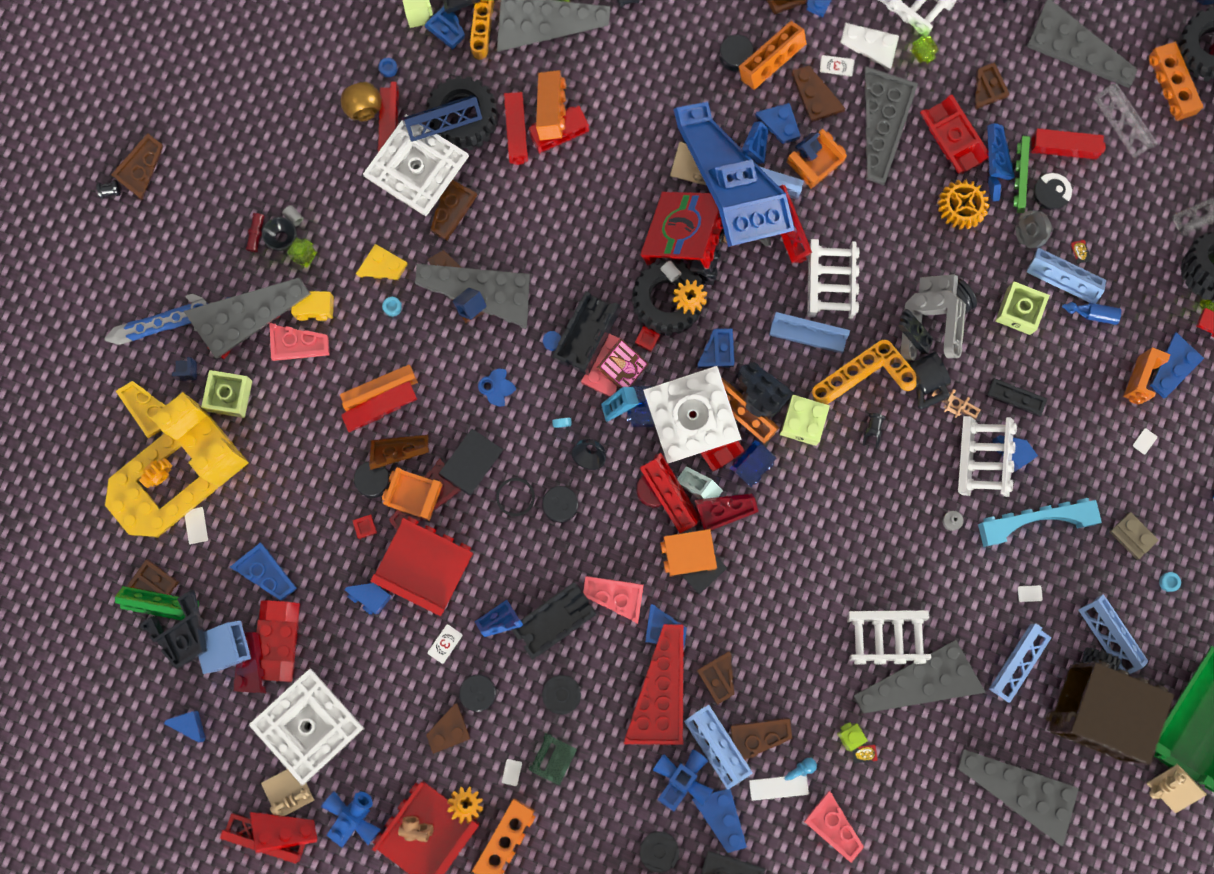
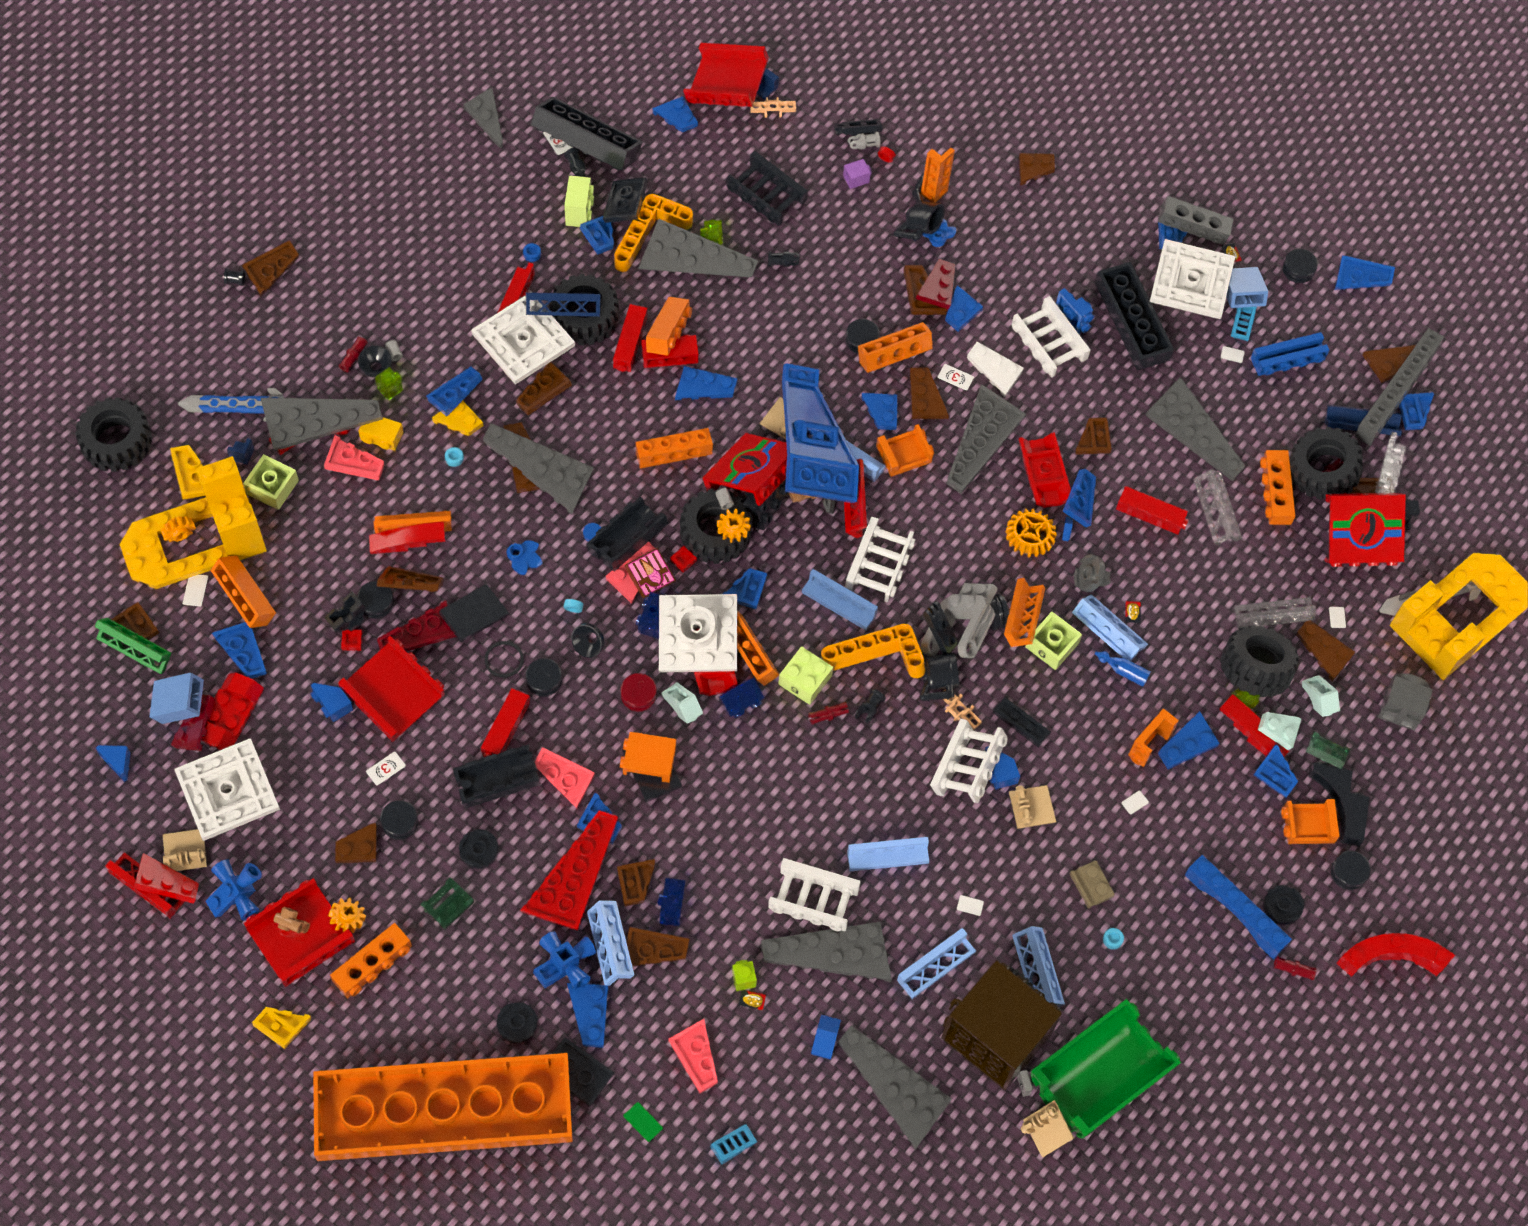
camera: 15 degrees right, 15 degrees down
(38, 378) = (109, 414): none -> black tyre
(183, 640) = (145, 679): black wing -> none
(243, 515) = (243, 591): none -> orange brick
(351, 507) = (347, 616): none -> black cylinder
(361, 101) = (495, 271): pearl gold wheel -> none
(367, 240) = (454, 391): none -> blue wing
(412, 493) = (407, 621): orange panel -> none
(469, 303) = (526, 472): dark blue panel -> none
(498, 620) = (444, 759): blue wing -> none
(511, 772) = (403, 904): white sticker -> none
(542, 565) = (506, 723): none -> red brick
(599, 229) = (674, 448): none -> orange brick
(603, 152) = (701, 383): none -> blue wing
(621, 402) = (635, 602): dark azure slope -> none
(670, 493) = (651, 696): red fence -> none
(724, 510) = (696, 730): dark red wing -> none
(756, 142) = (851, 418): blue wing -> none
(760, 687) = (672, 901): none -> clear blue brick
(762, 391) = (773, 635): black plate -> none
(778, 787) = (656, 1003): white sticker -> none
(806, 767) = (691, 992): dark azure bar -> none
(809, 147) = (901, 437): dark blue panel -> none
(837, 449) = (828, 713): none -> dark red pin
(924, 49) = (1043, 386): clear neon green head -> none
(941, 572) = (888, 854): none -> light blue fence
(945, 766) = (825, 1037): none -> blue slope
(949, 523) = (917, 813): light grey tile -> none
(981, 293) = (1018, 613): none -> orange fence
(1022, 168) = (1100, 518): bright green plate -> none
(1052, 191) = (1123, 549): tile -> none
(1054, 478) = (1032, 806): none -> tan hinge
(1082, 514) = (1043, 844): medium azure arch -> none

